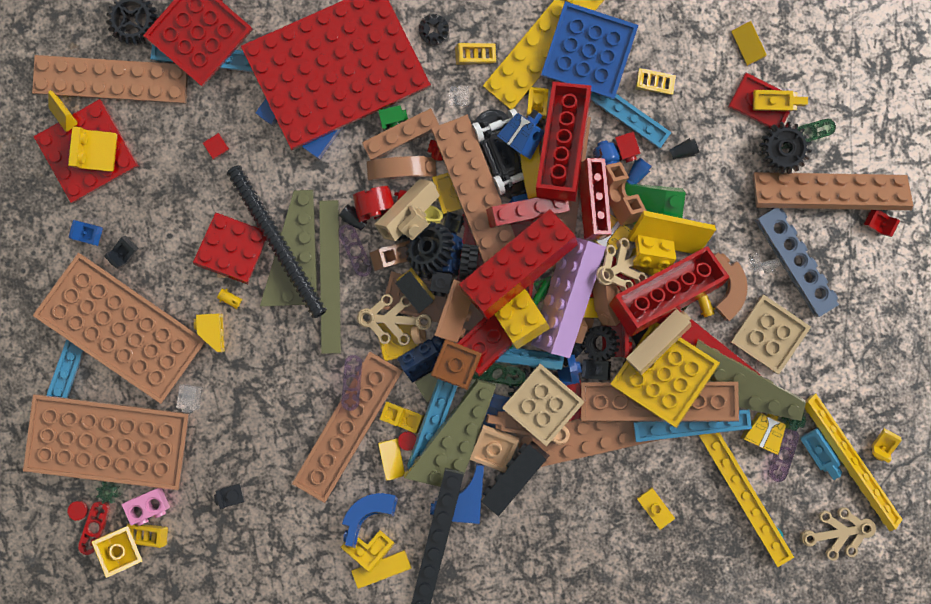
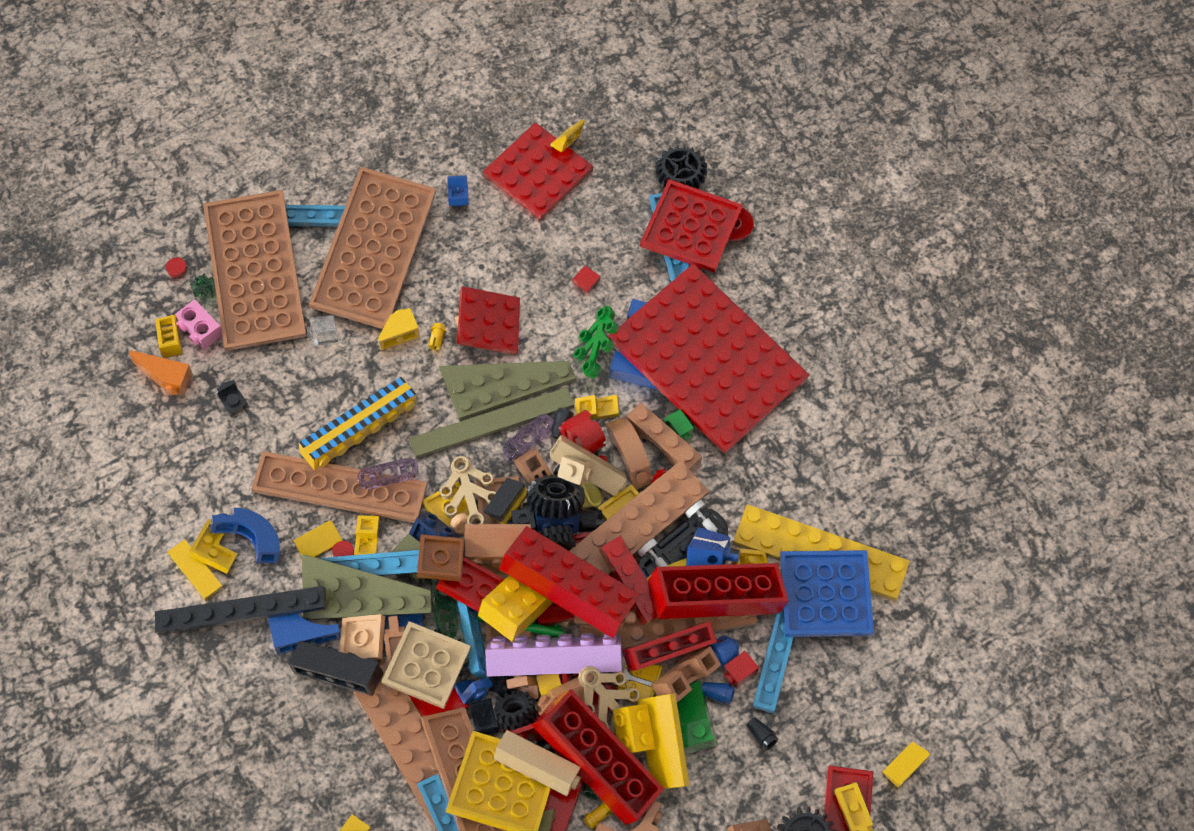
camera: 70 degrees right, 25 degrees down
(92, 149) = (540, 169): yellow bracket -> none
(93, 513) = (156, 281): red beam -> none
(109, 79) = (615, 170): nougat plate -> none
(116, 551) = (143, 310): yellow slope -> none
(121, 252) = (449, 228): black bracket -> none
(187, 546) = (168, 374): none -> orange slope
(268, 145) = (604, 321): none -> green plant
(276, 241) = (509, 358): black piece -> none
(294, 393) = (357, 423): none -> brick
(347, 180) = (600, 408): none -> yellow slope
(433, 38) = (789, 447): black gear -> none
(459, 96) = (727, 486): clear tile -> none
(475, 60) = (764, 476): yellow slope -> none
(562, 436) = (399, 702): light nougat tile -> none
(649, 73) = (818, 659): yellow slope -> none

